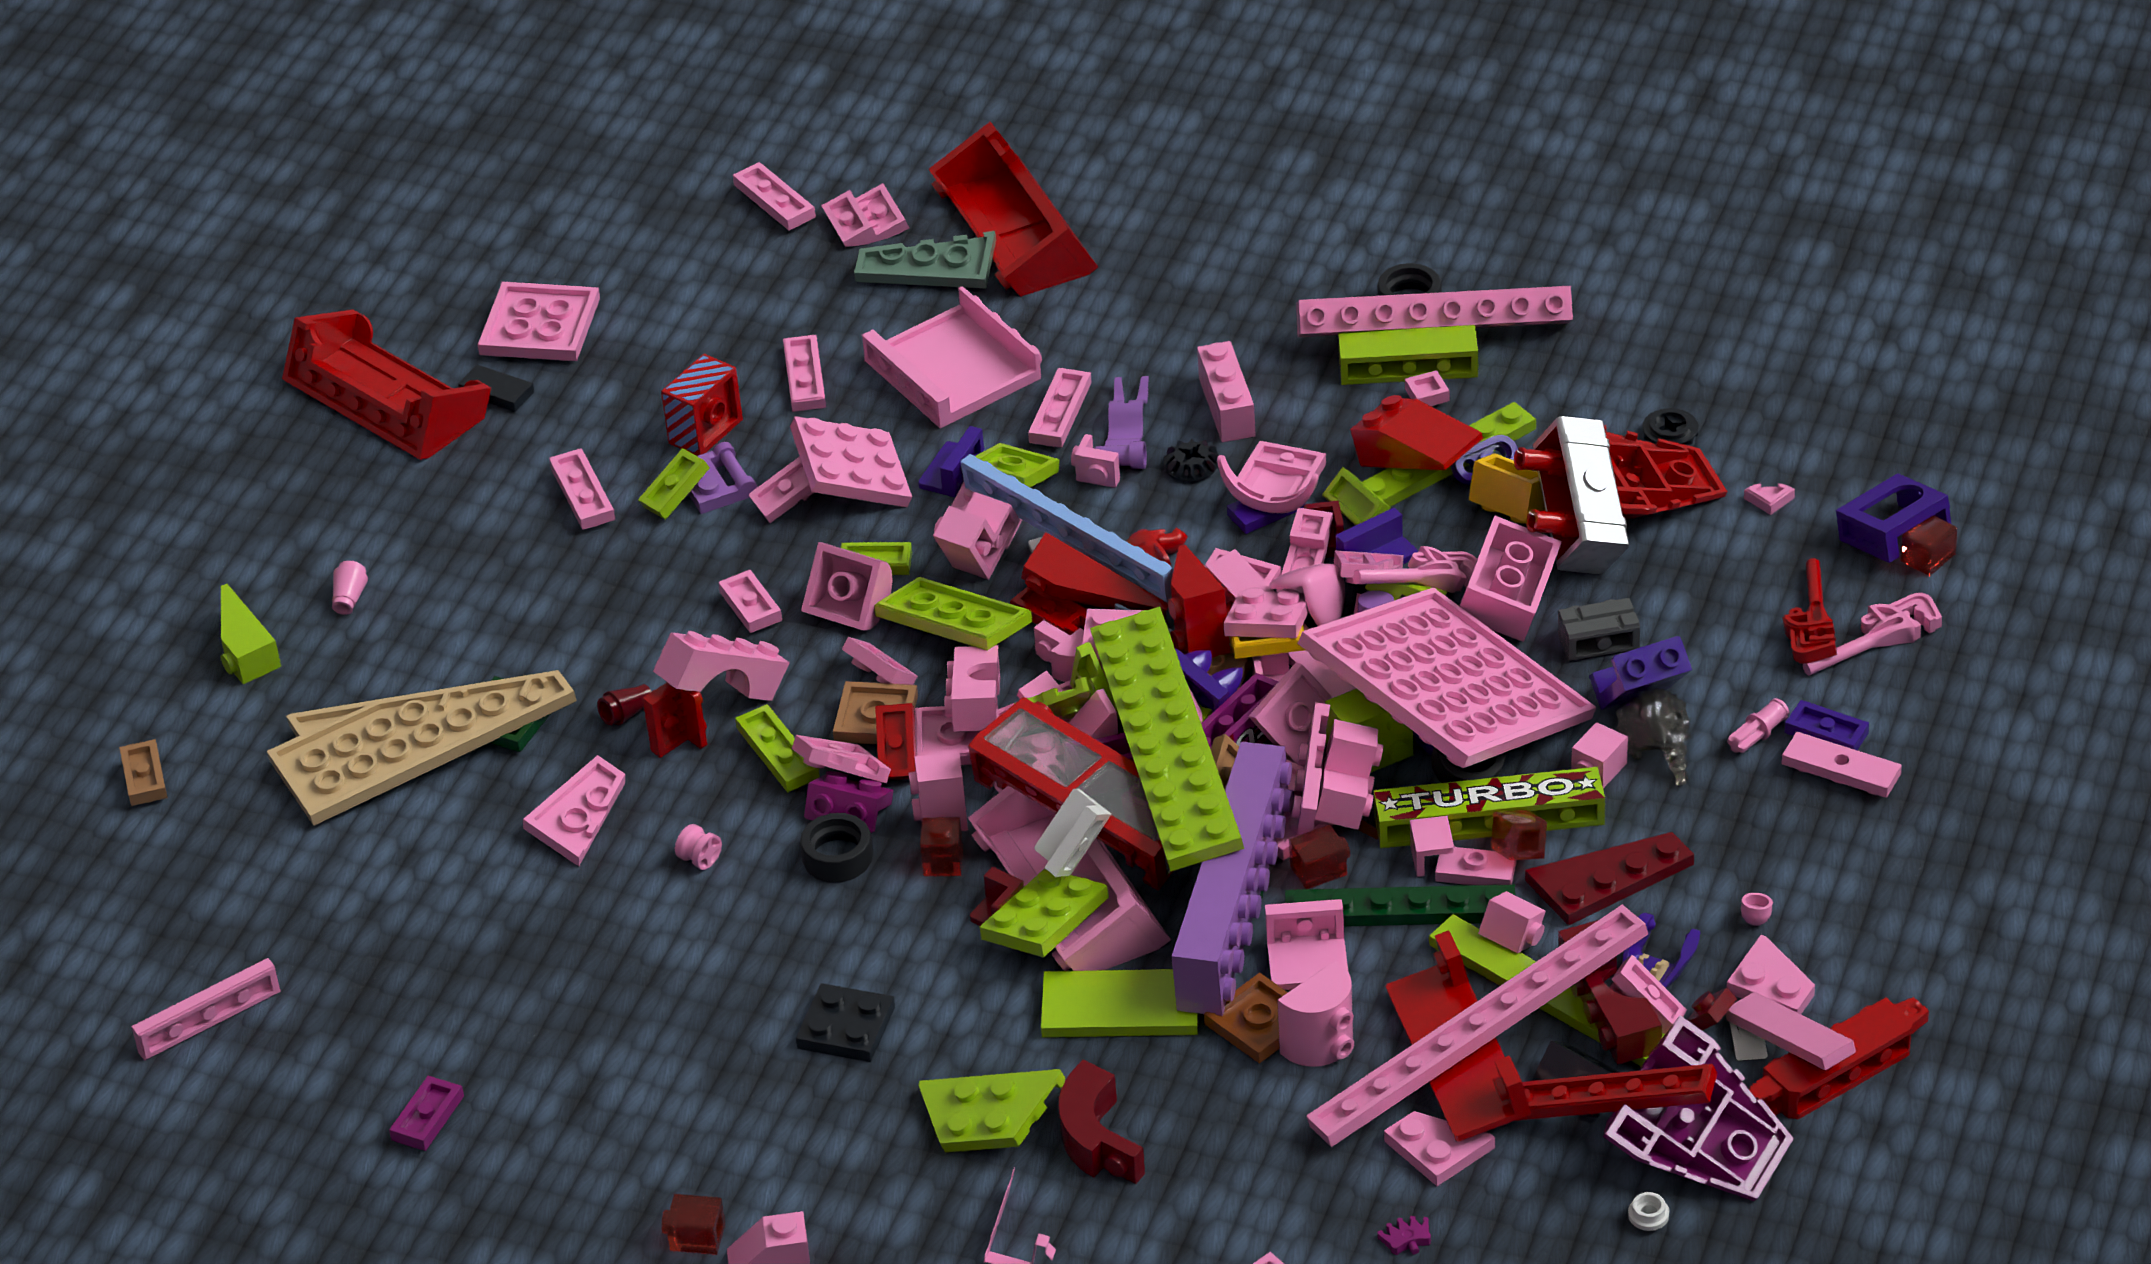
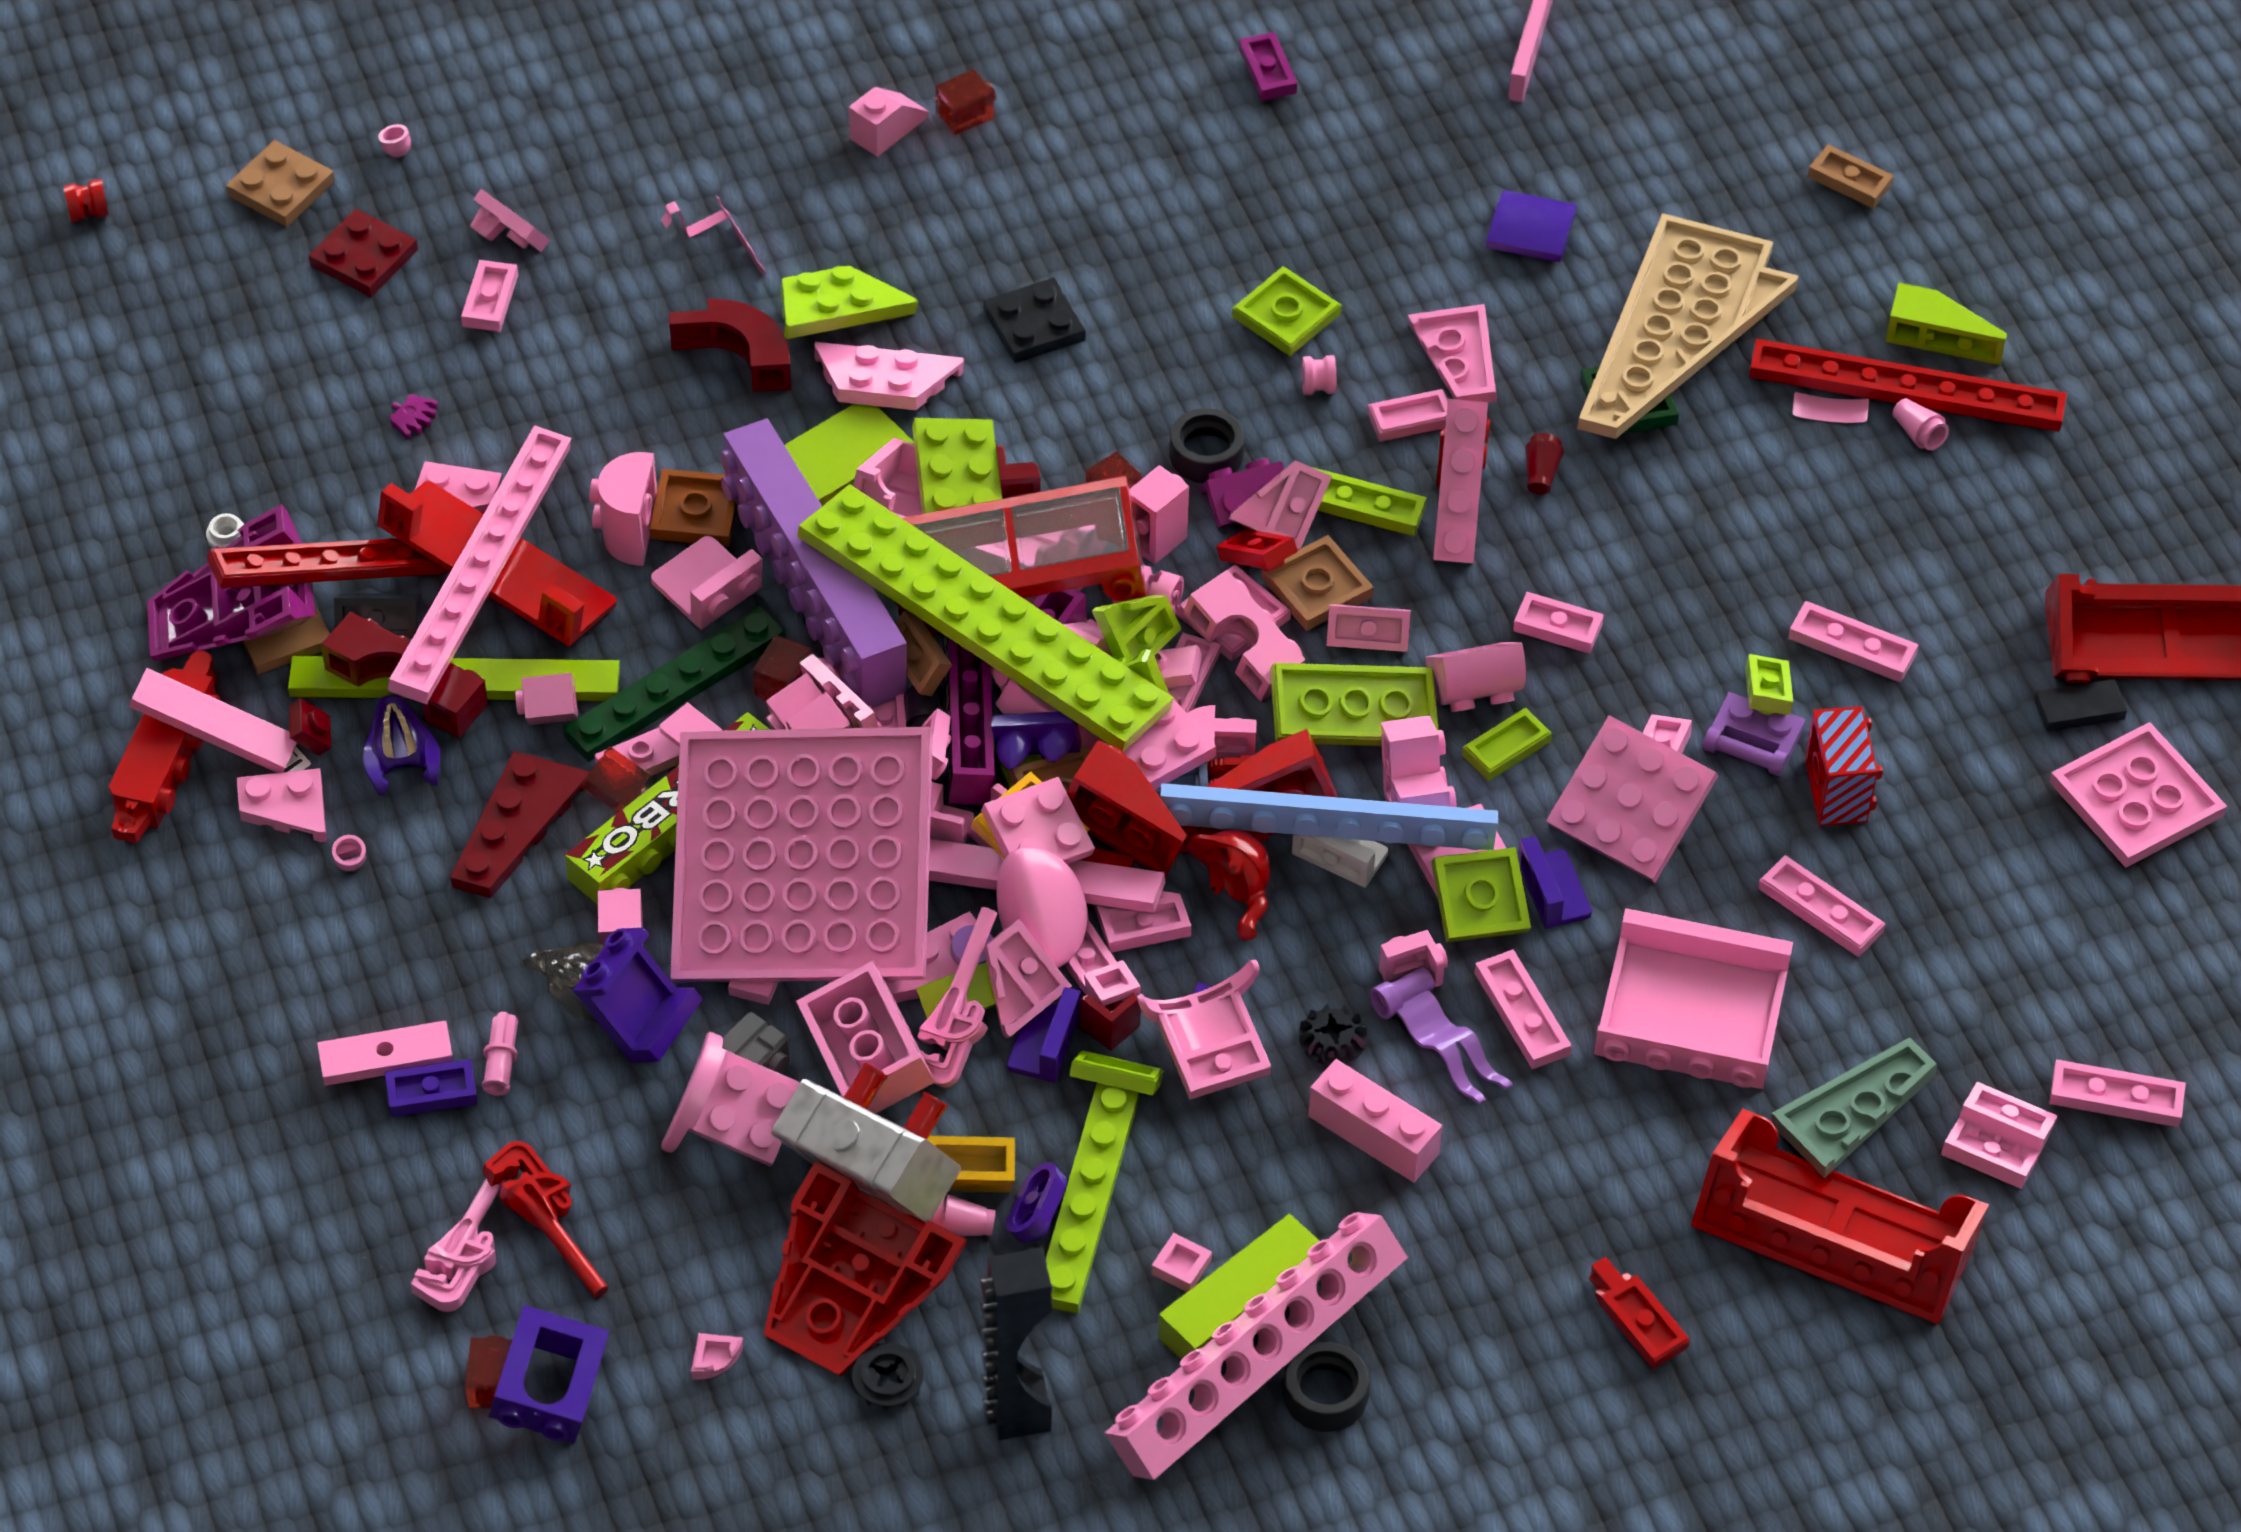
camera: 135 degrees right, 10 degrees up
(320, 617) = (1898, 381): none -> red plate
(380, 641) = (1830, 409): none -> bright pink sticker
(406, 870) = (1531, 226): none -> dark purple slope
(658, 912) = (1286, 311): none -> lime plate
(664, 795) = (1409, 415): none -> bright pink tile
(1007, 1030) = (883, 375): none -> bright pink wing
(1071, 833) = (962, 488): white panel -> none
(1186, 237) = (1638, 1314): none -> red hinge
(1411, 436) = (1114, 1154): red slope -> none
(1609, 247) = (1015, 1301): none -> black arch
(1628, 588) = (731, 1103): none -> bright pink piece
(1636, 981) = (363, 693): bright pink hinge -> none

